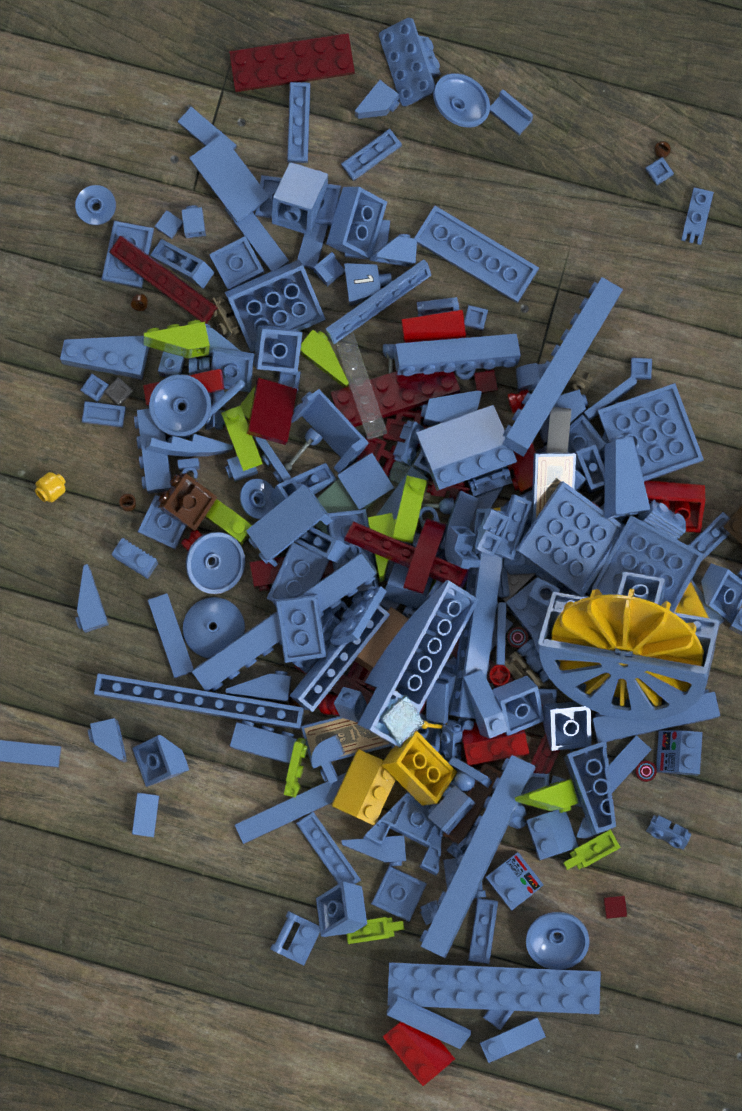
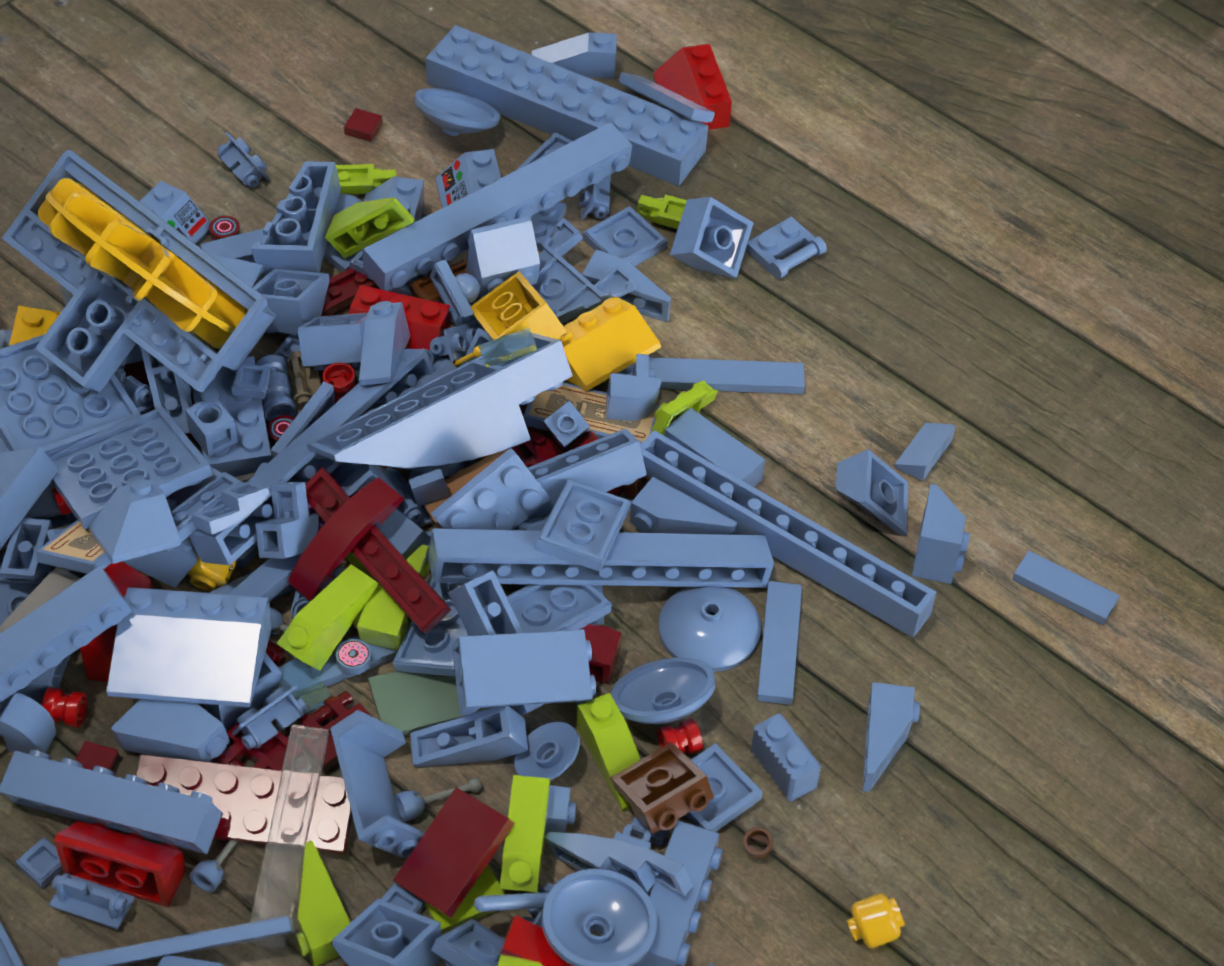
camera: 160 degrees left, 30 degrees down
(271, 459) = (492, 774): medium blue hinge -> none
(327, 849) = (691, 313): medium blue tile -> none
(365, 481) = (371, 690): medium blue tile -> none
(388, 504) = (353, 657): none -> tile
(402, 619) = (429, 487): none -> medium blue tile
(531, 490) = (135, 522): none -> medium blue slope

